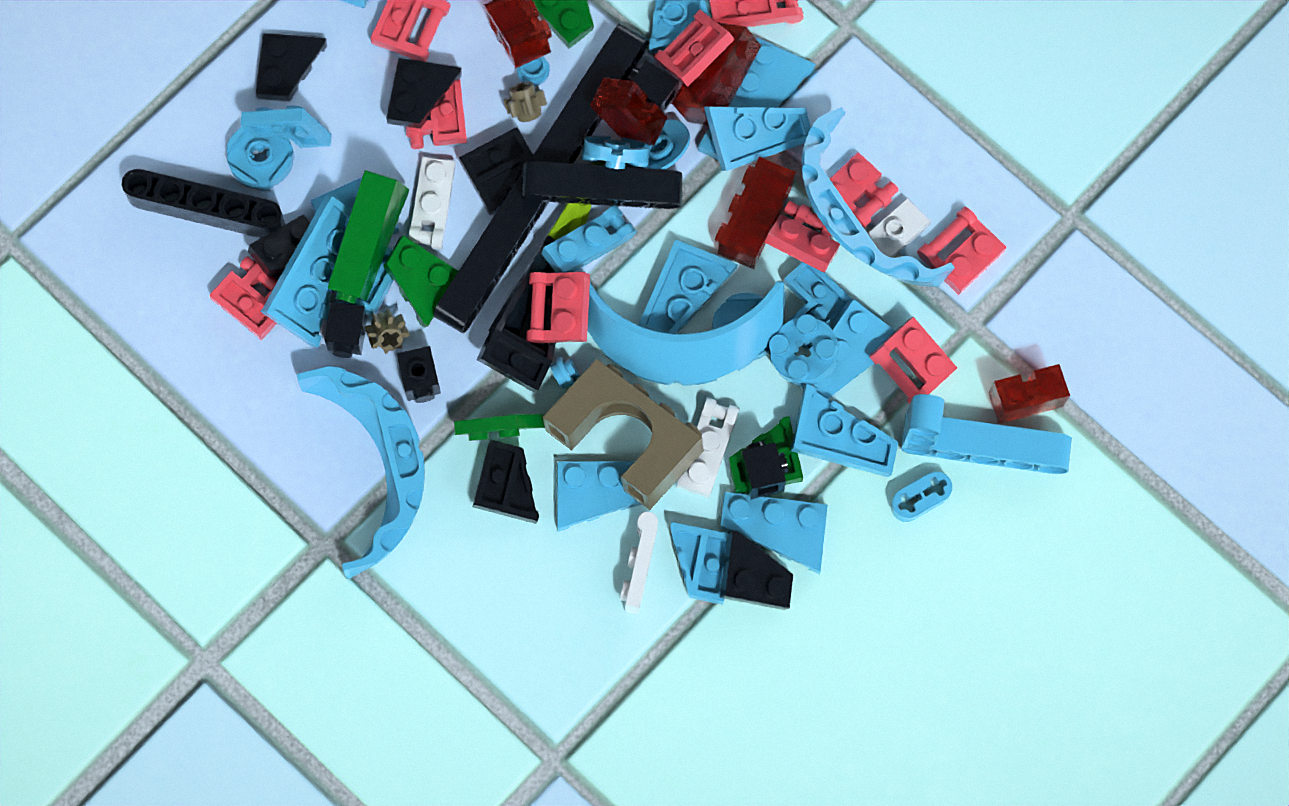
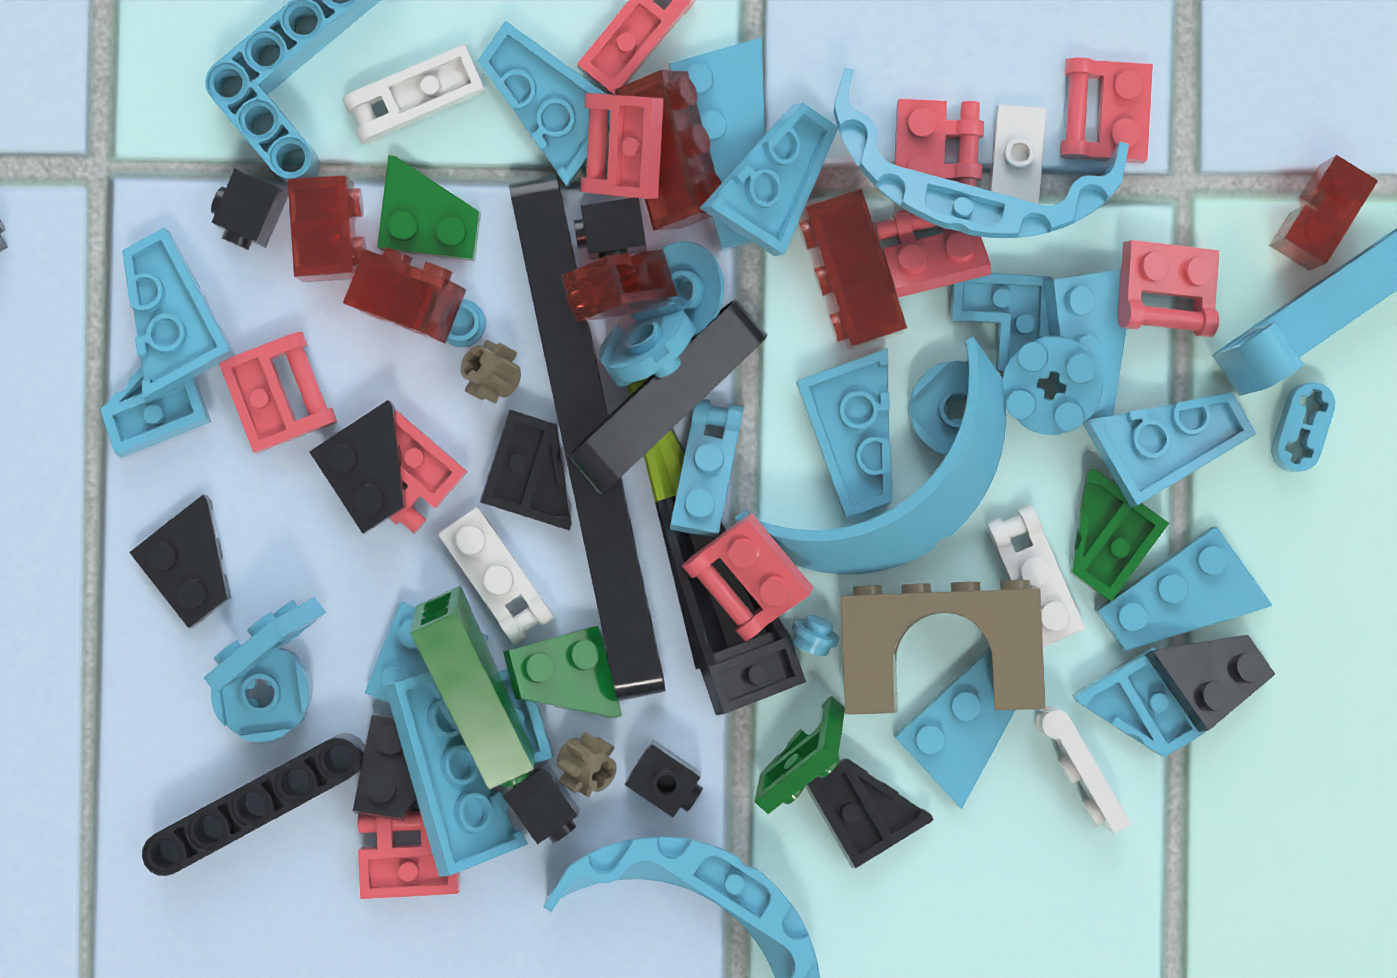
camera: 40 degrees left, 15 degrees up
(763, 469) = (1128, 557): black brick -> none

